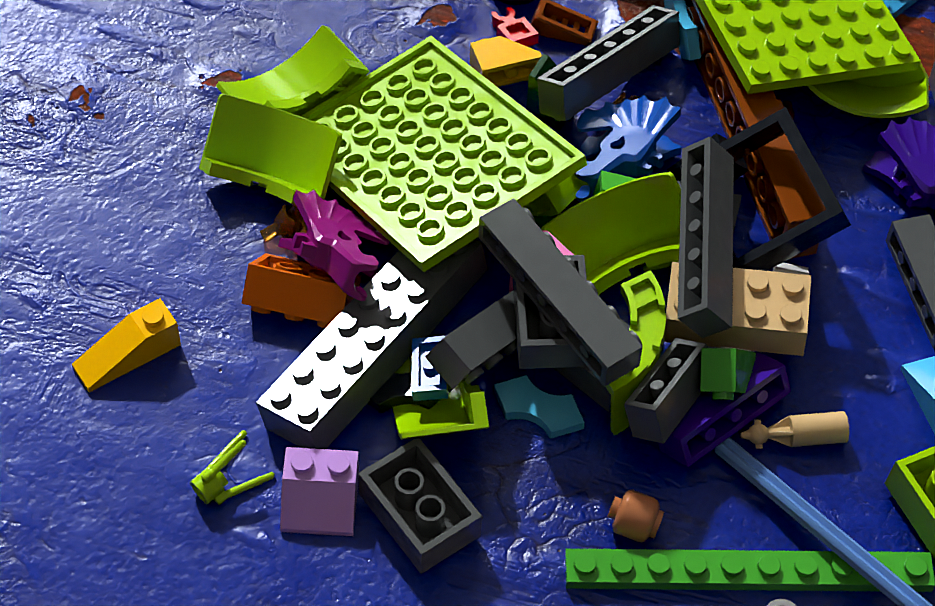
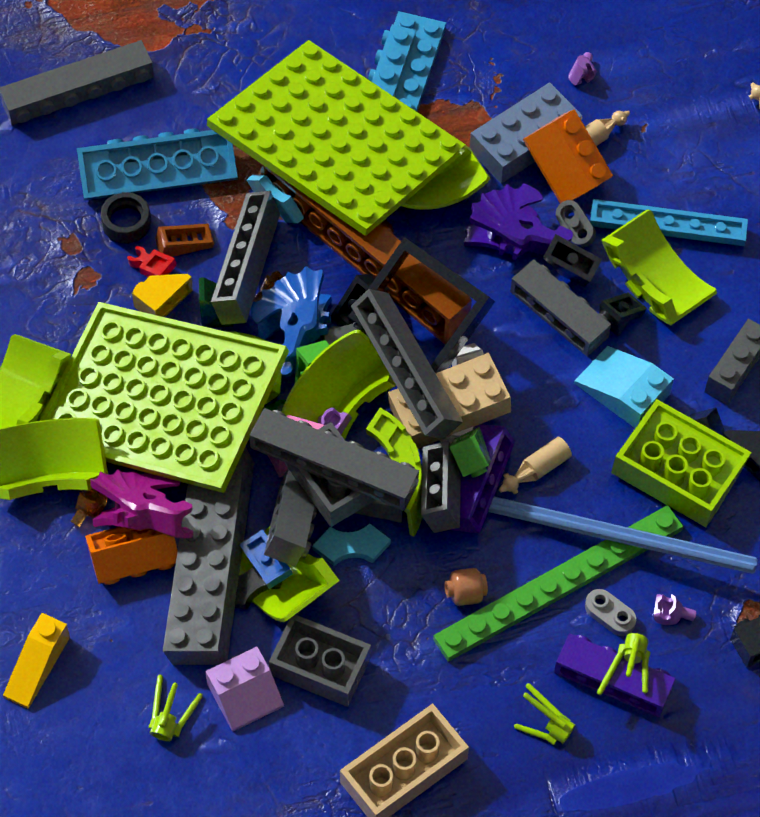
camera: 30 degrees left, 5 degrees up
(598, 265) = (339, 420): none -> medium lavender piece

